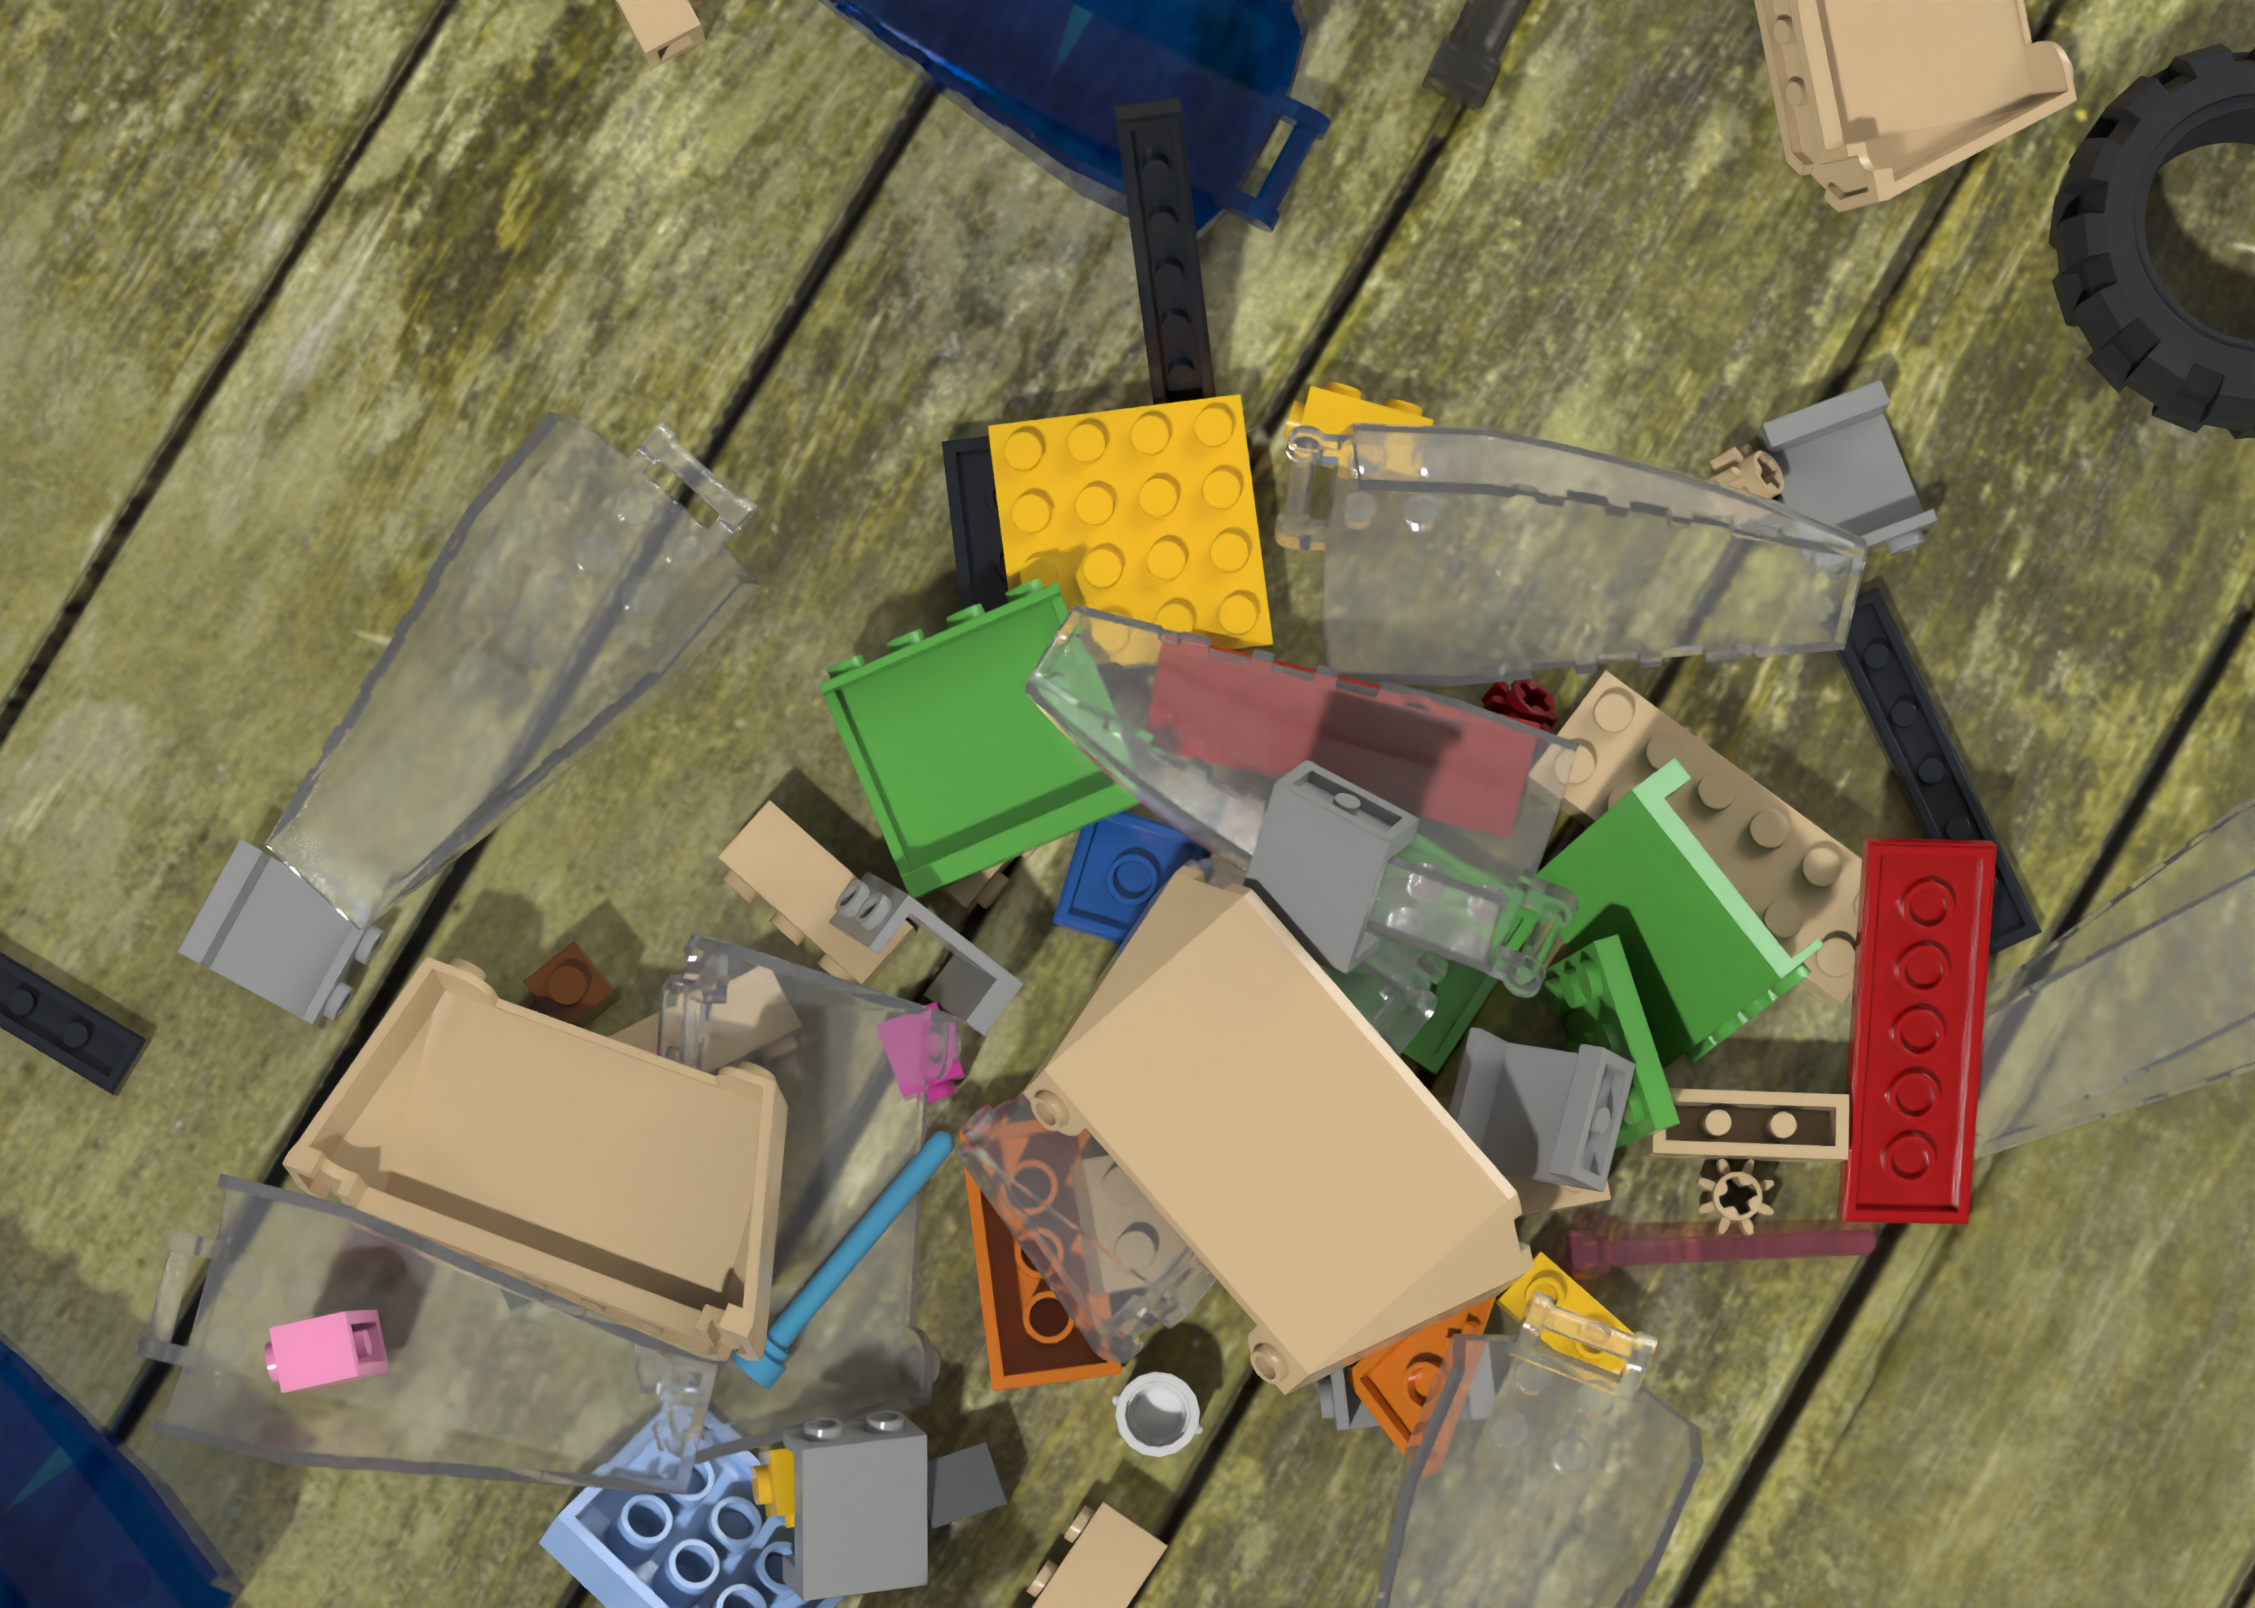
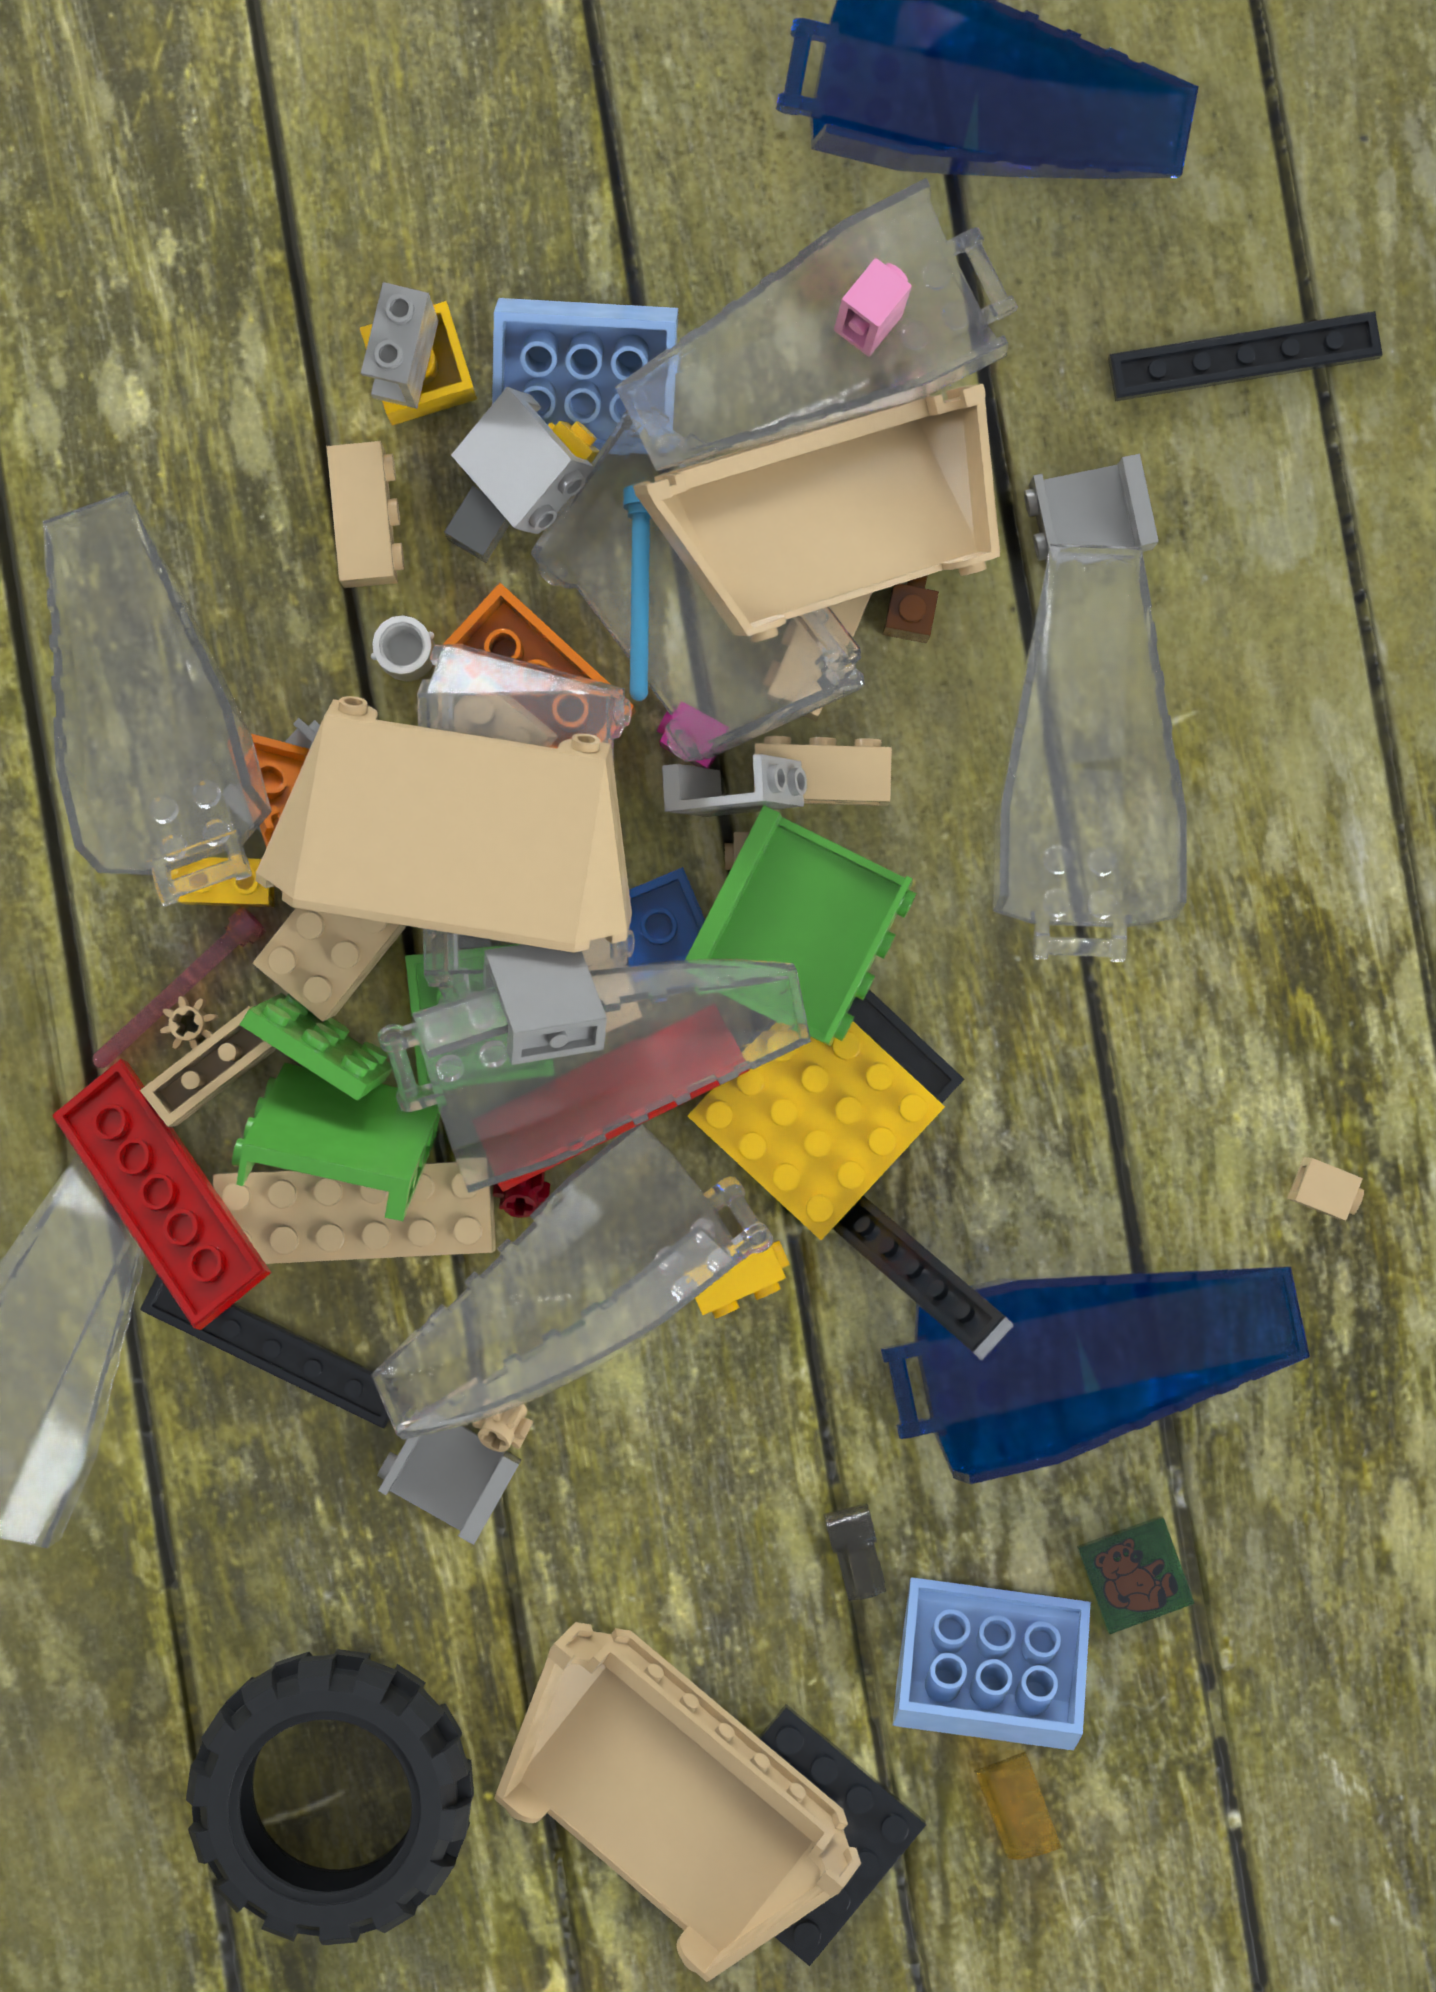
camera: 135 degrees right, 5 degrees up
(1542, 1108) = (323, 970): light grey panel -> none

